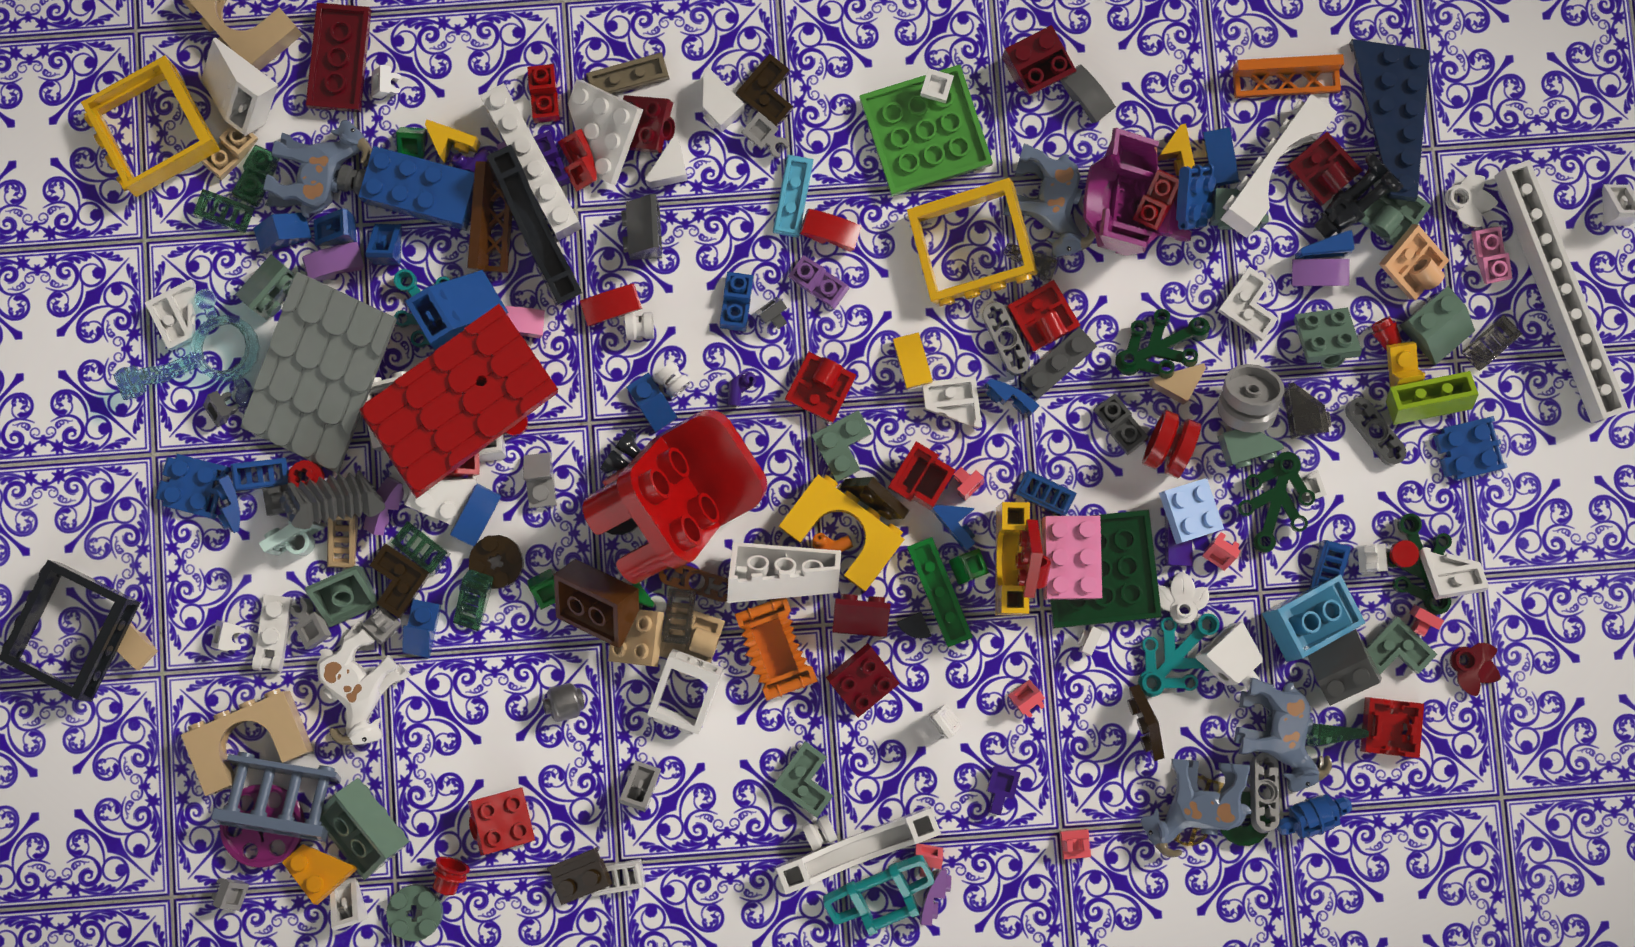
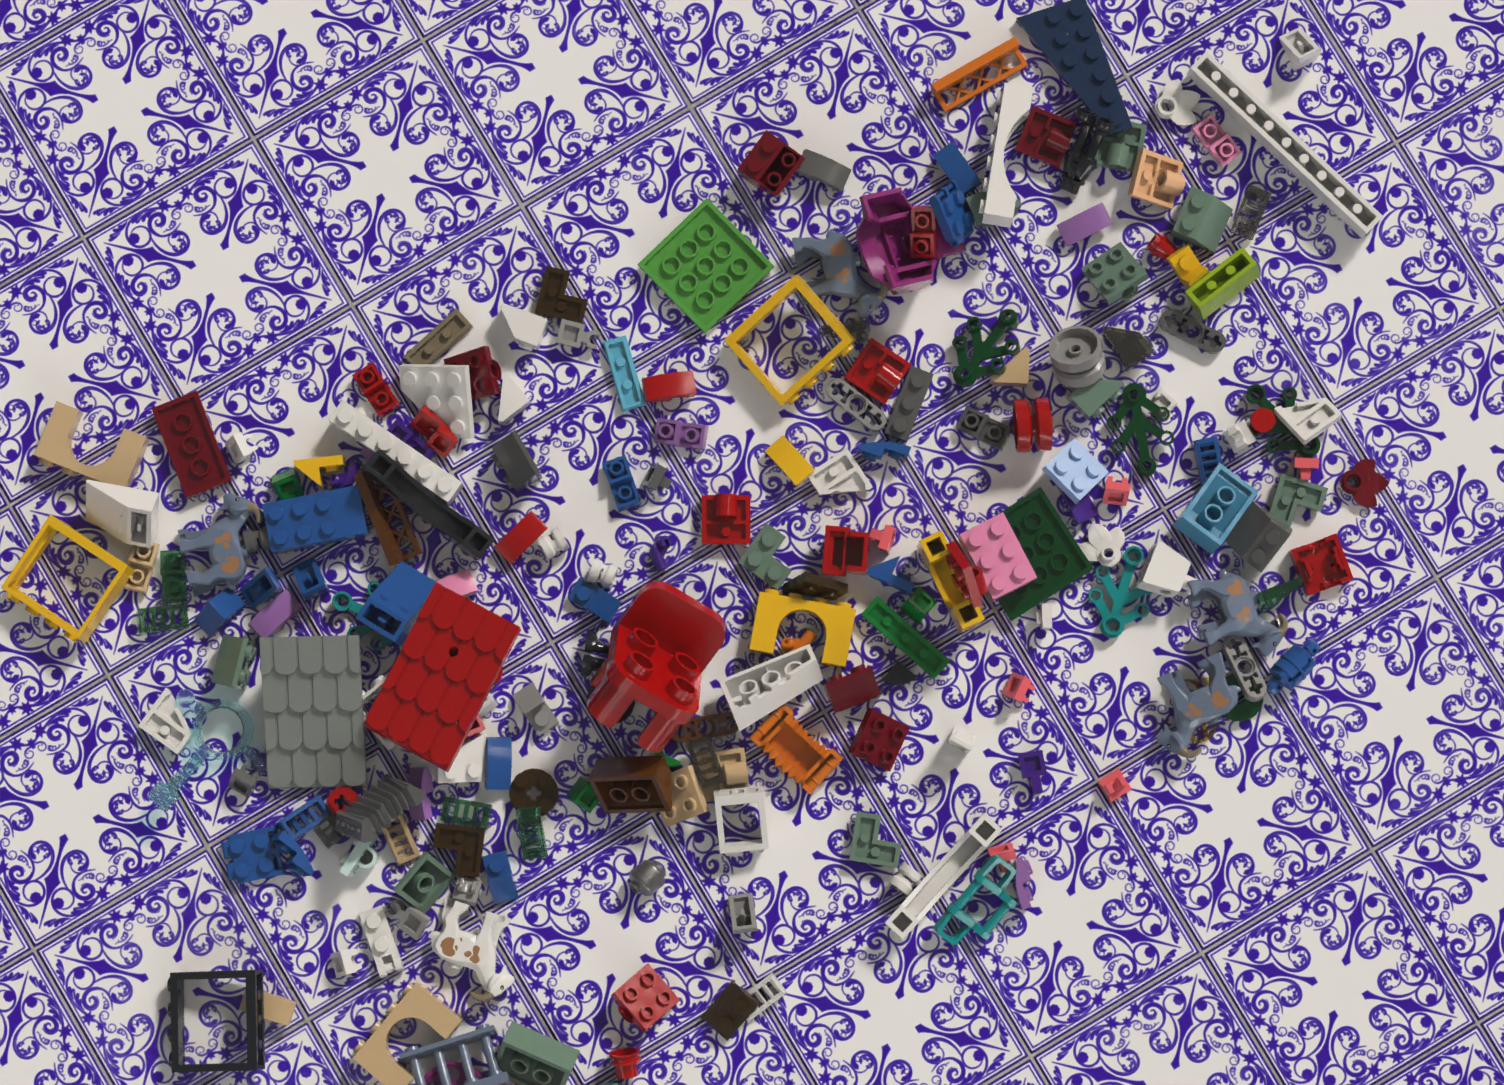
camera: 25 degrees left, 0 degrees up
(936, 85) = (698, 226): white tile -> none
(1062, 511) = (951, 506): blue slope -> none
(1146, 722) = (1122, 659): dark brown plate -> none
(1179, 148) = (920, 178): yellow slope -> none
(1242, 305) = (1035, 284): white plate -> none
(1334, 246) = (1084, 197): blue slope -> none
(1469, 449) = (1275, 308): blue plate -> none

